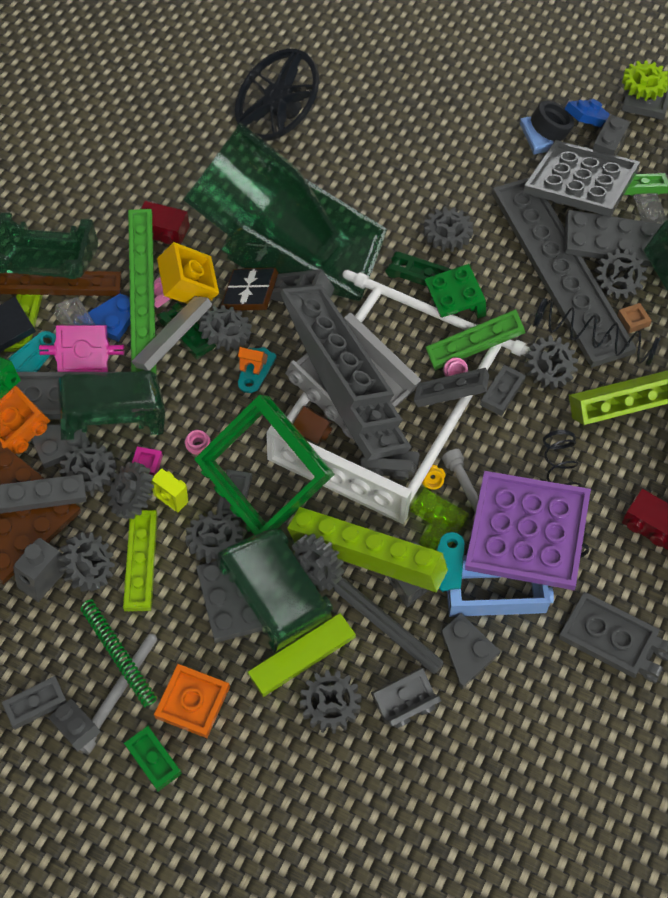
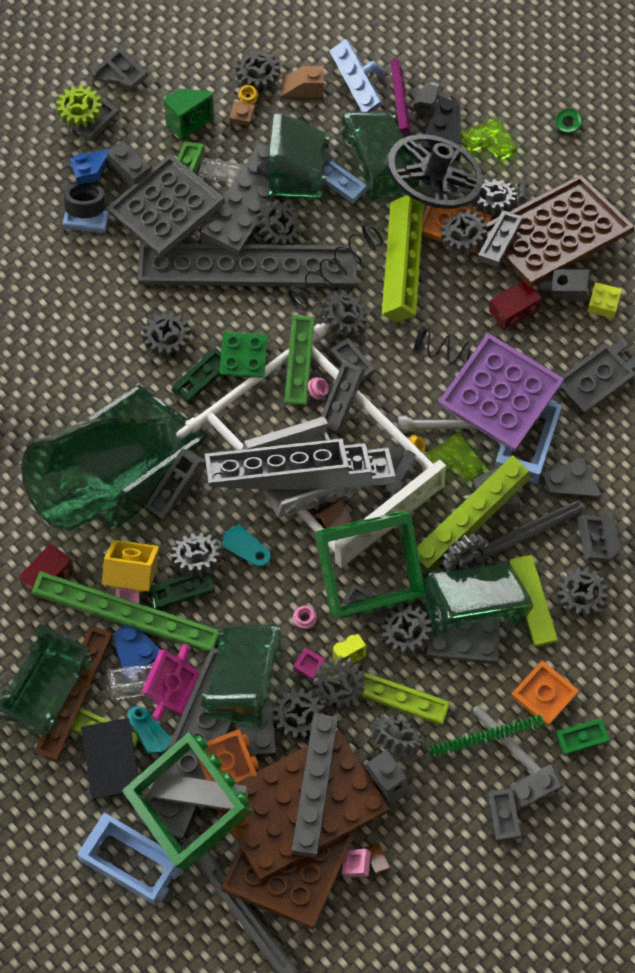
camera: 70 degrees left, 5 degrees up
(171, 333) = (189, 598): light grey tile -> none
(250, 288) = (160, 521): tile -> none
(254, 357) = (239, 543): orange tile -> none
(453, 559) = (498, 457): teal piece -> none
(634, 318) = (323, 234): medium nougat plate -> none

